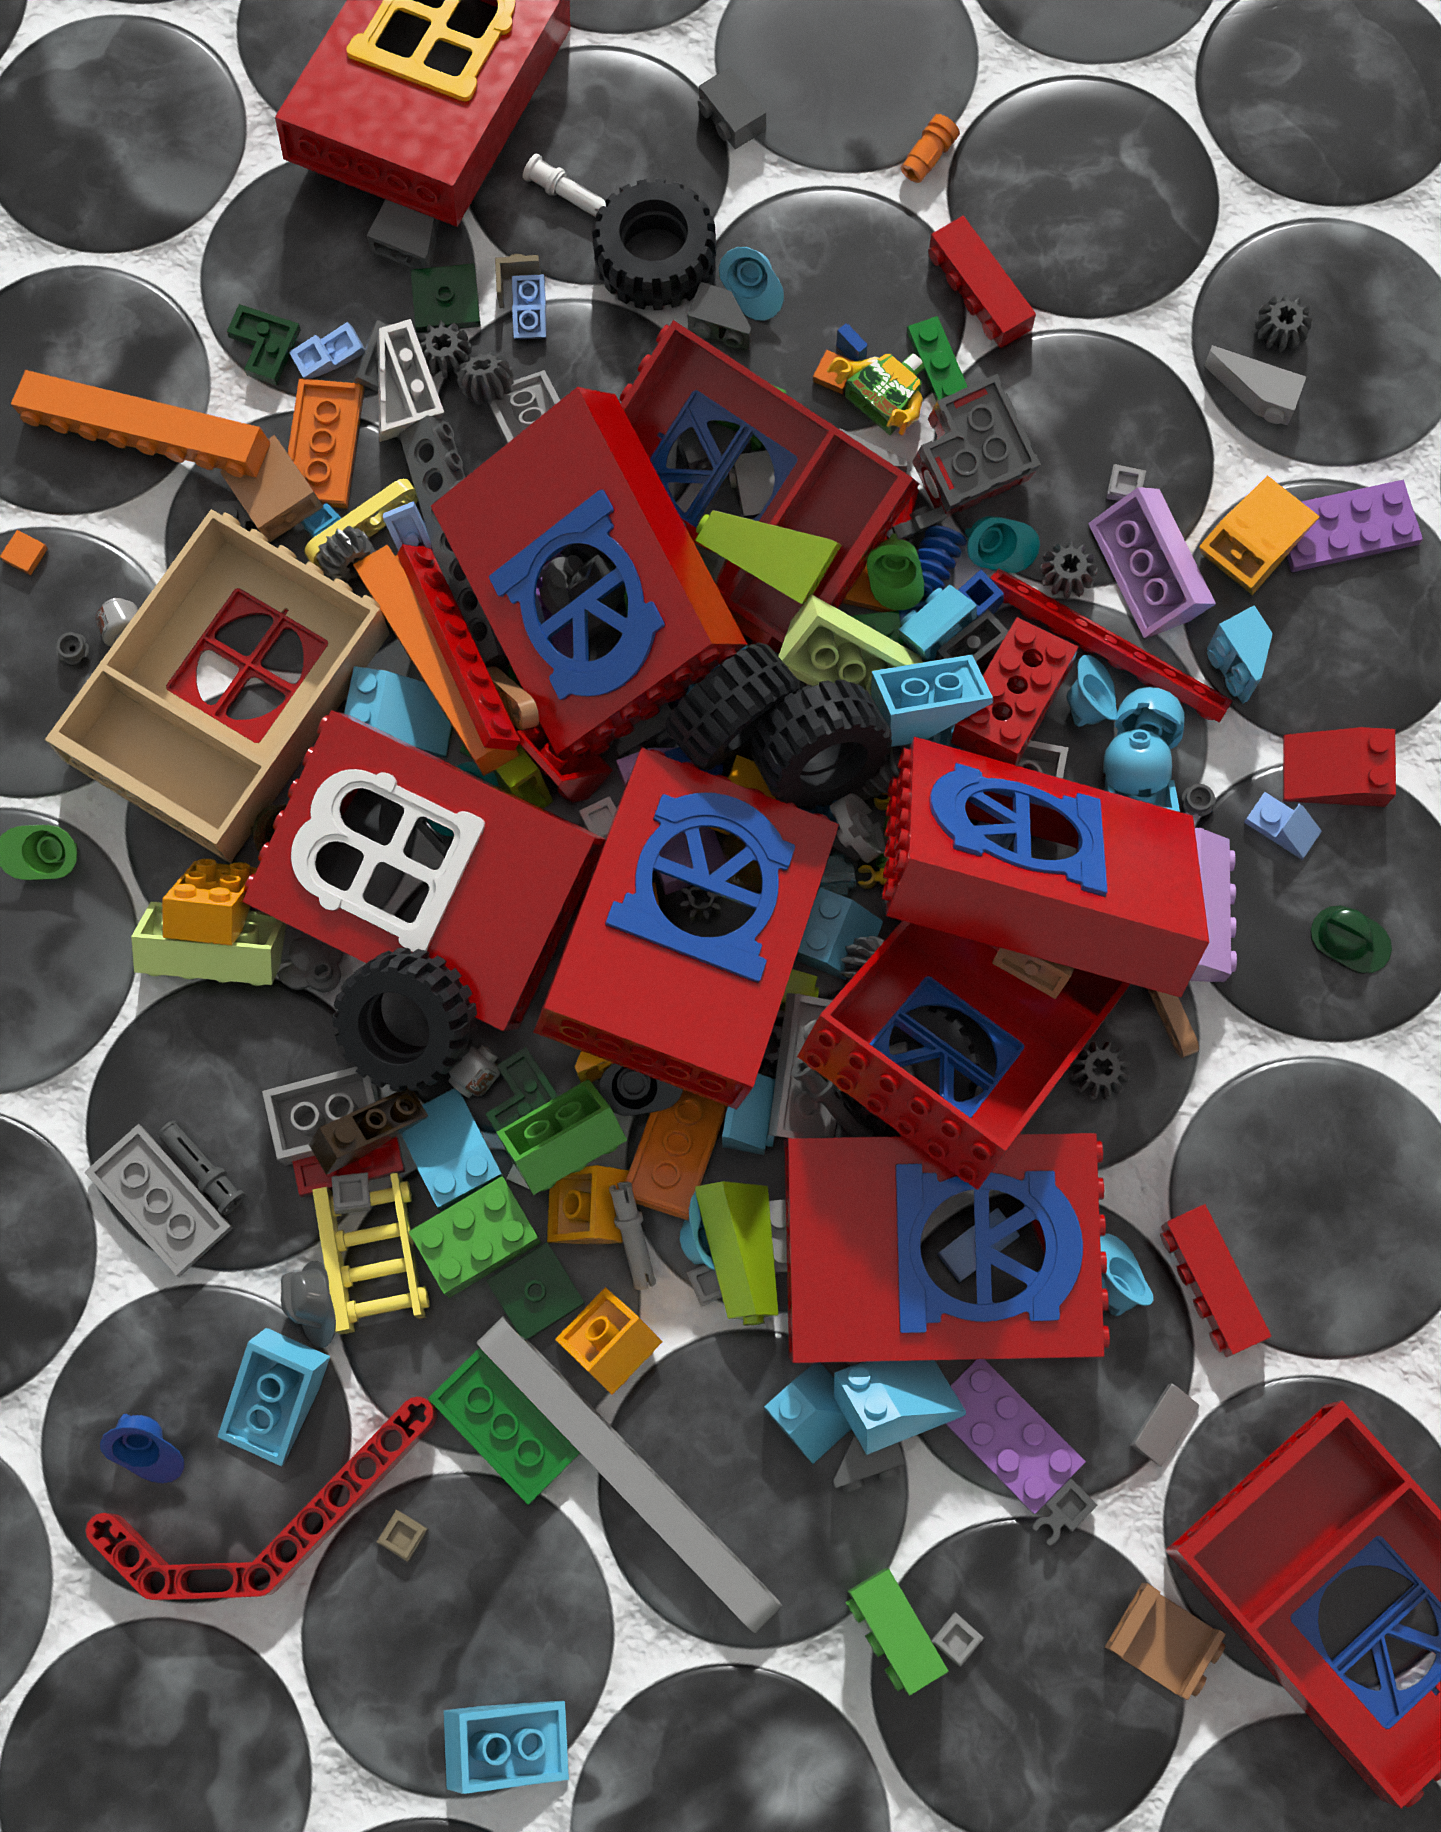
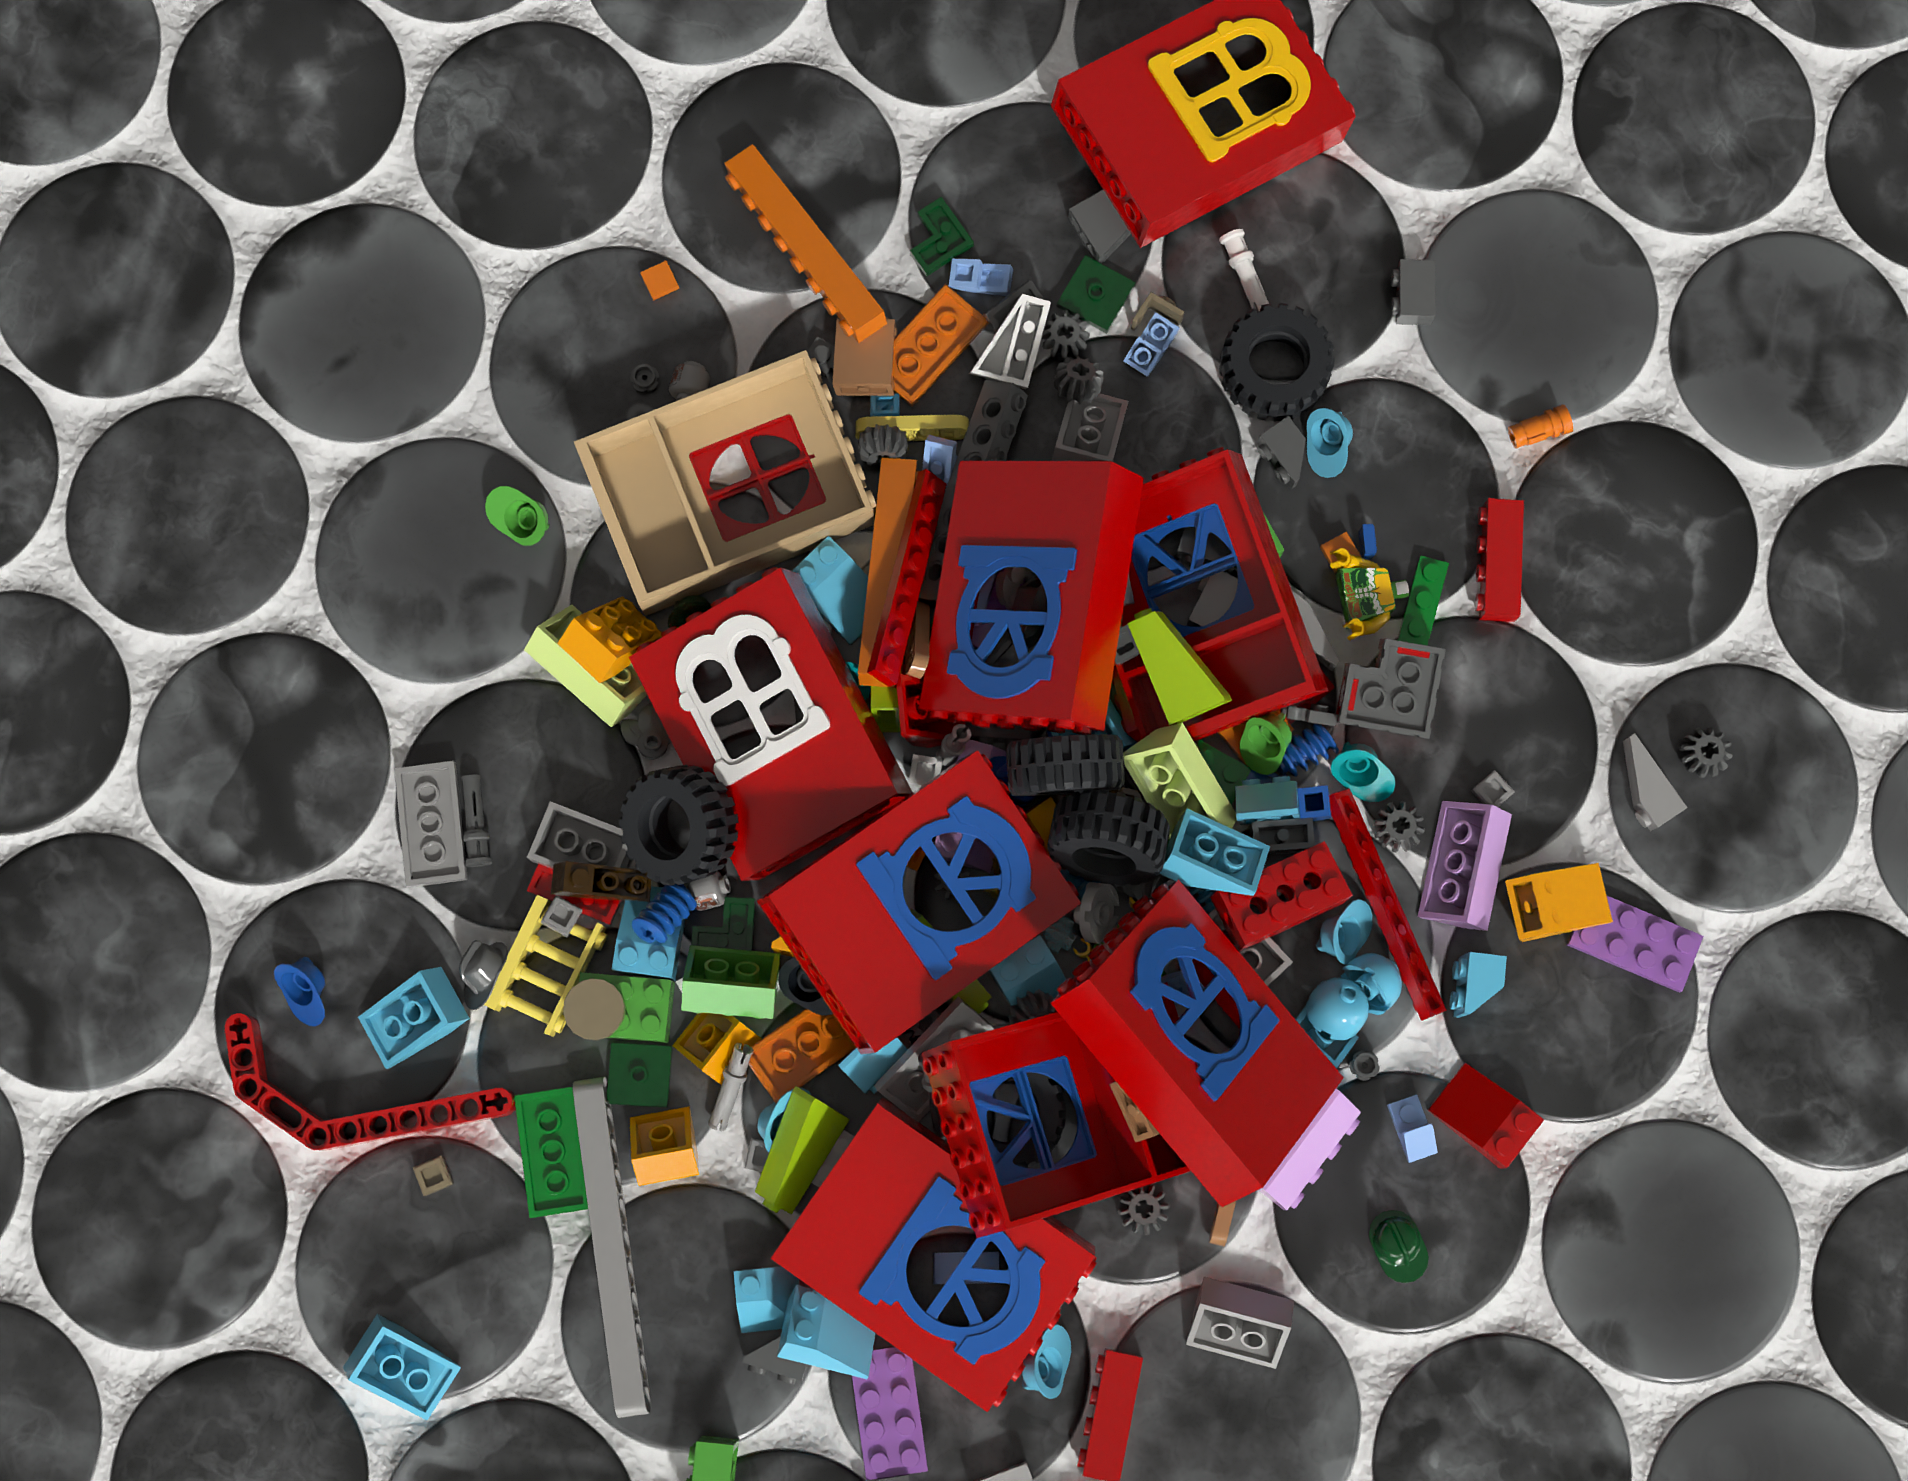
camera: 35 degrees right, 5 degrees up
(448, 1254) = (594, 1009): none -> dark tan tile
(450, 1117) = (664, 913): none -> blue piece
(611, 771) = (953, 744): none -> light grey pin
(1266, 1109) = (1240, 1322): none -> light grey slope

